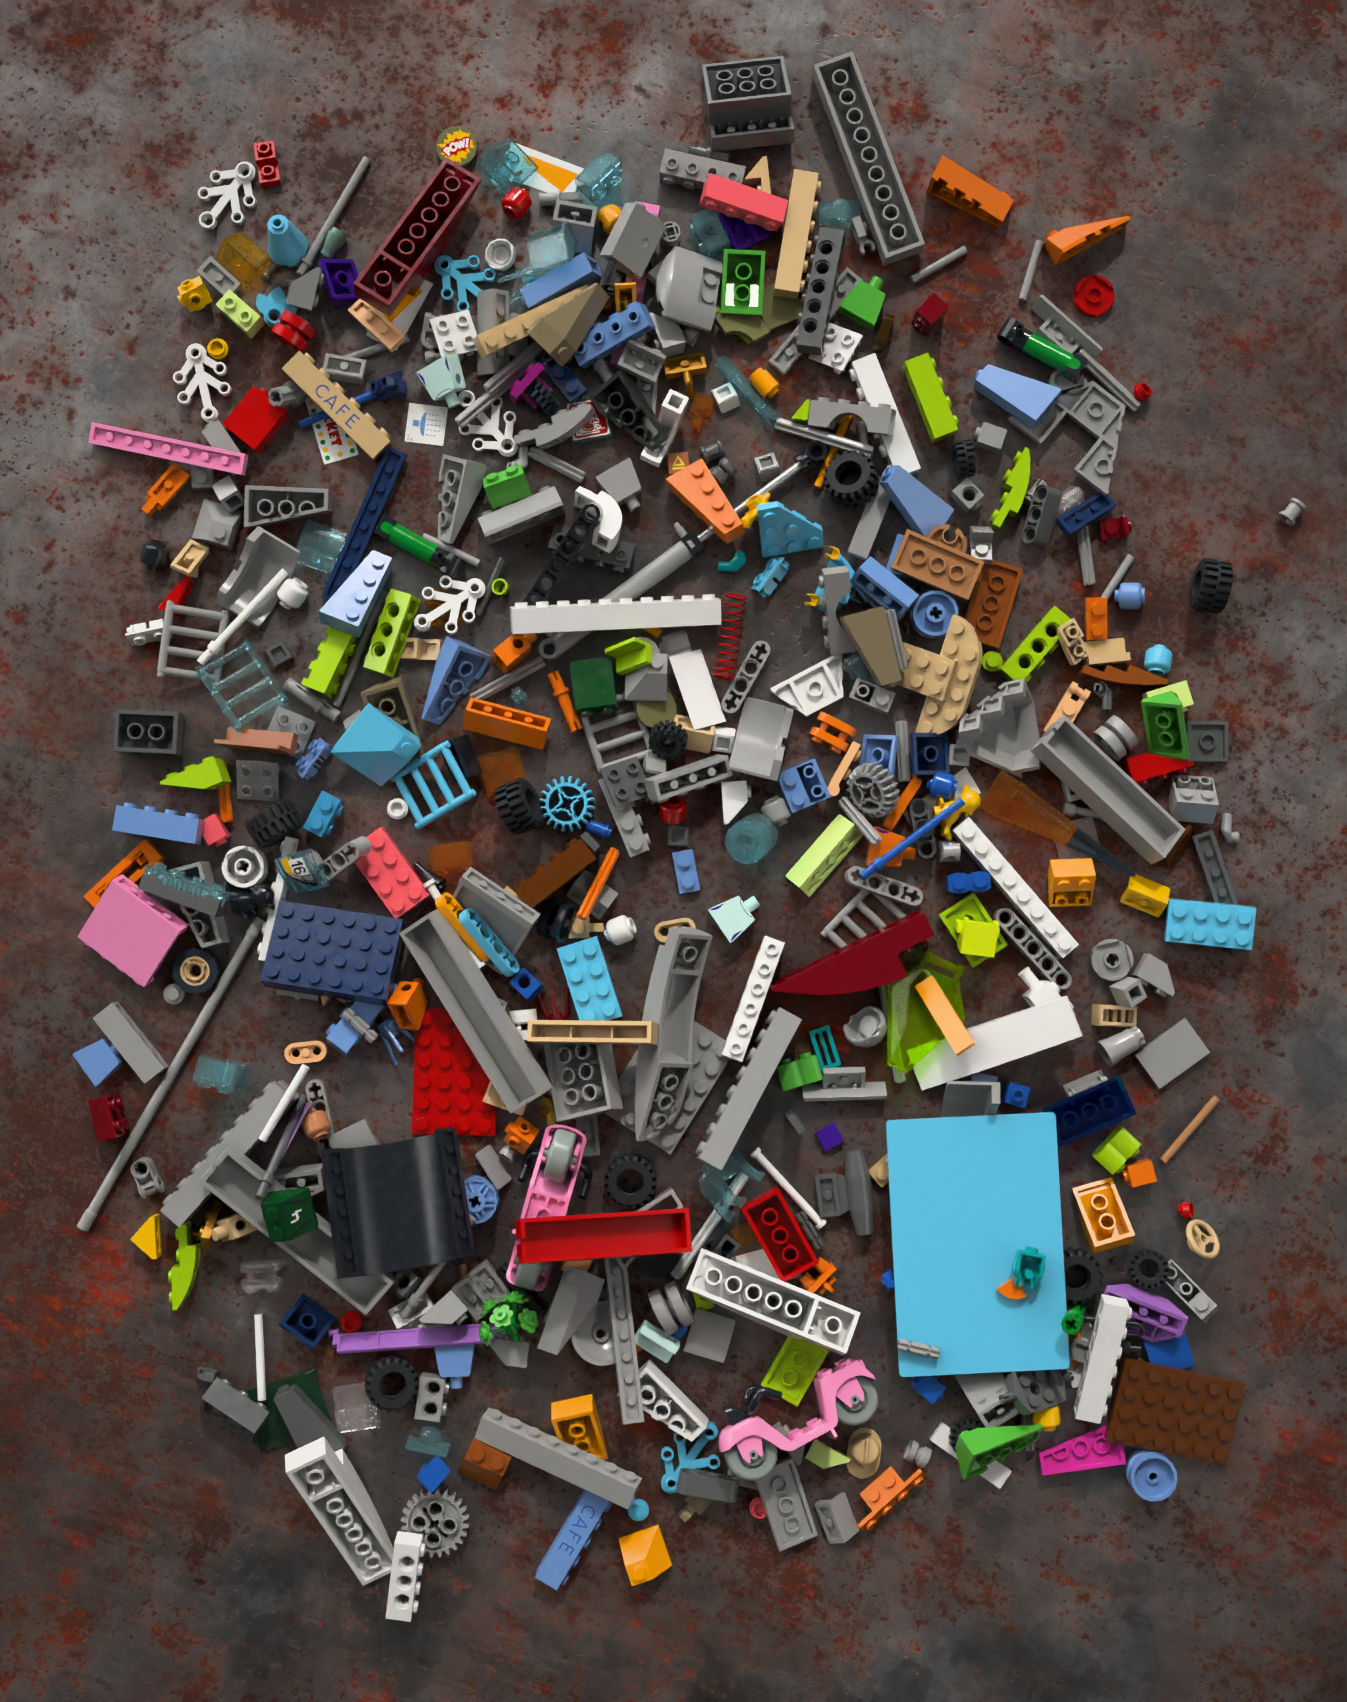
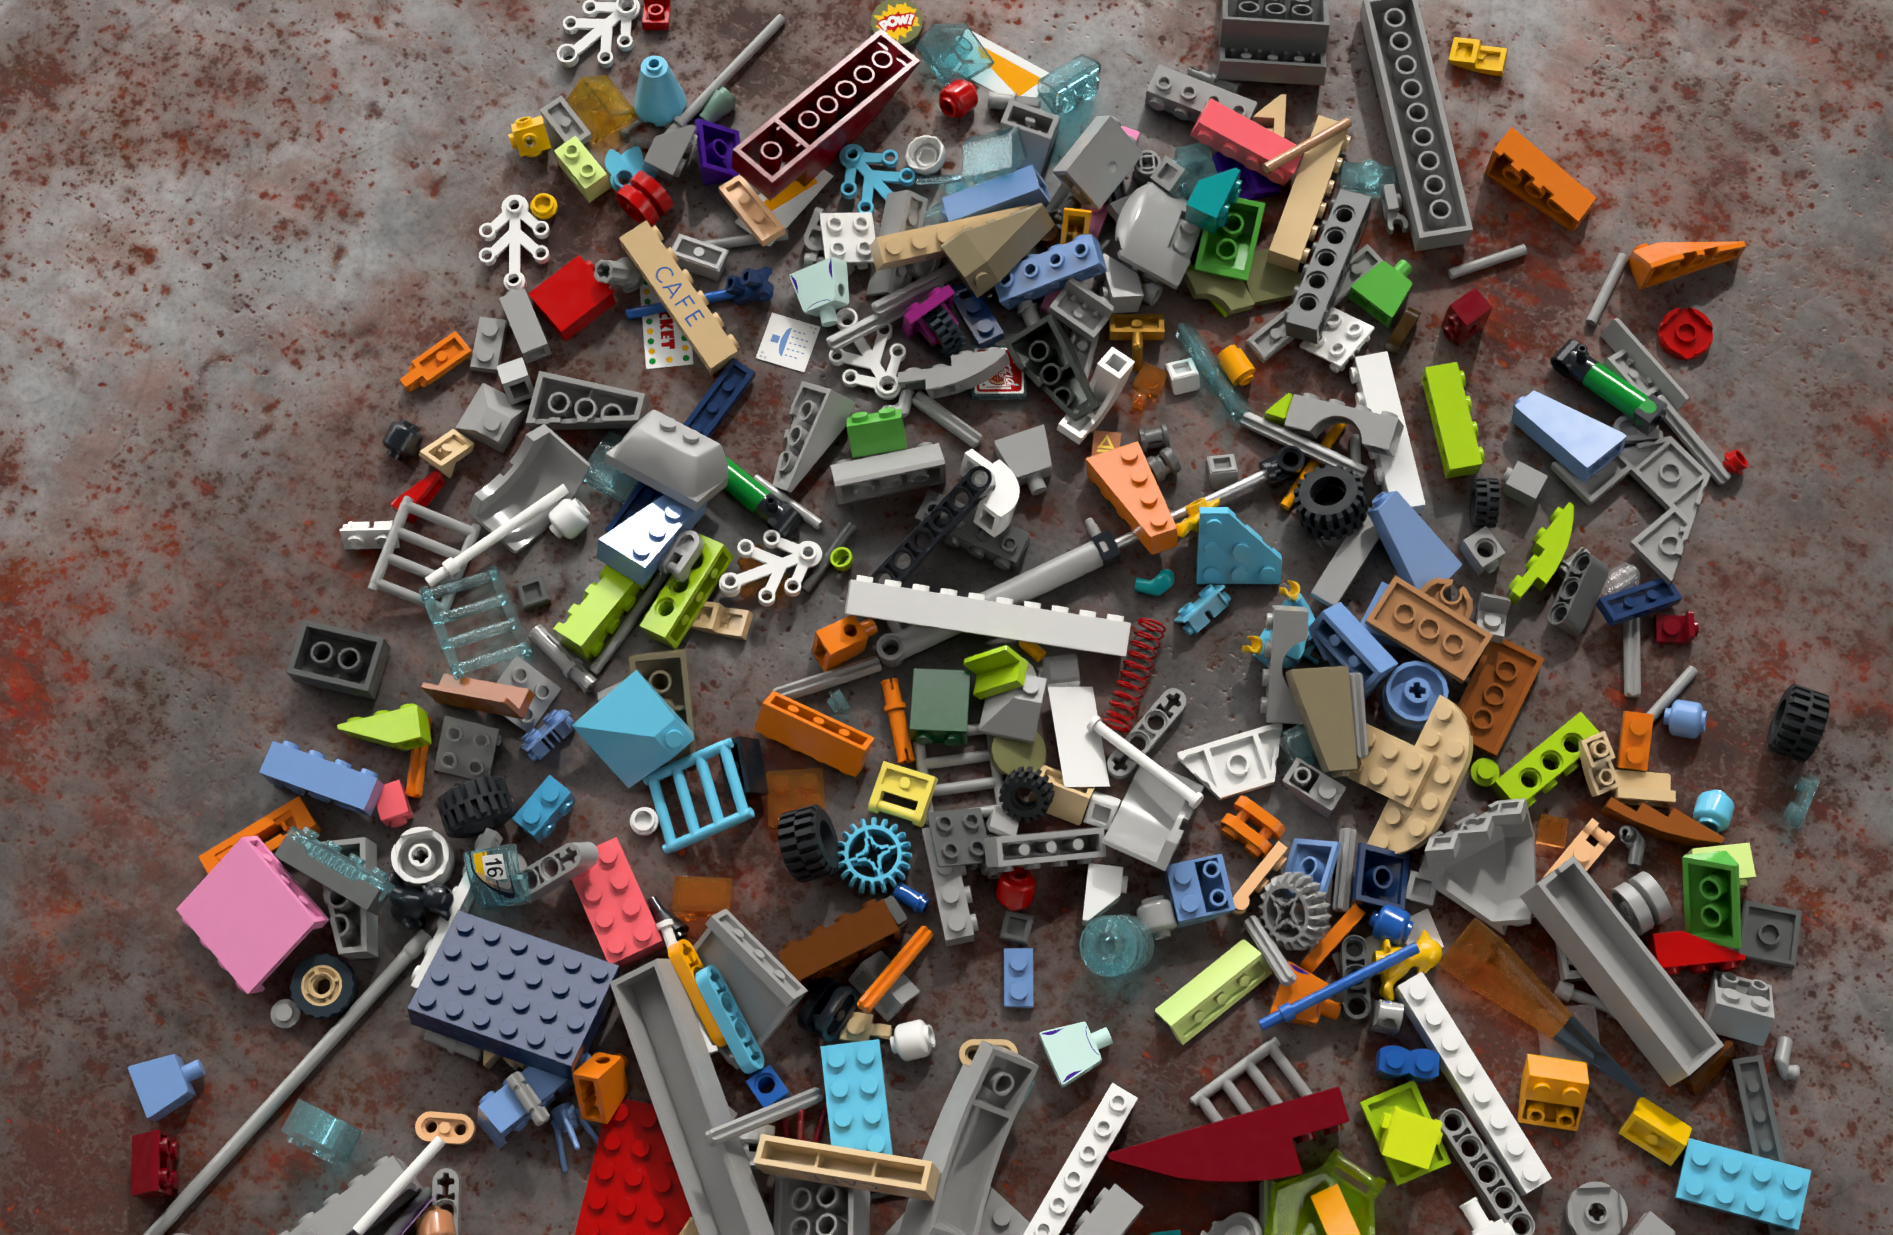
camera: 15 degrees right, 15 degrees down
(130, 1042) = (210, 1067): light grey panel -> none
(168, 448) = (453, 311): bright pink plate -> none
(359, 538) = (672, 459): none -> light grey windscreen
(385, 601) = (688, 547): none -> light grey plate
(453, 673) = (756, 659): medium blue wedge -> none
(527, 1006) = (763, 1117): none -> light grey axle
(579, 748) = (904, 784): none -> light yellow plate
(607, 217) = (1070, 132): light orange head -> none
(689, 239) = (1169, 174): none -> light grey plate
(708, 678) = (1193, 798): none -> white bar
(724, 258) = (1212, 199): none -> teal slope
(789, 197) = (1306, 145): none -> medium nougat bar
(882, 890) = (1287, 1052): light grey beam -> none
(908, 96) = (1477, 58): none -> yellow slope
(1045, 695) = (1552, 831): none -> clear orange tile
(1218, 646) = (1805, 790): none -> clear light blue plate

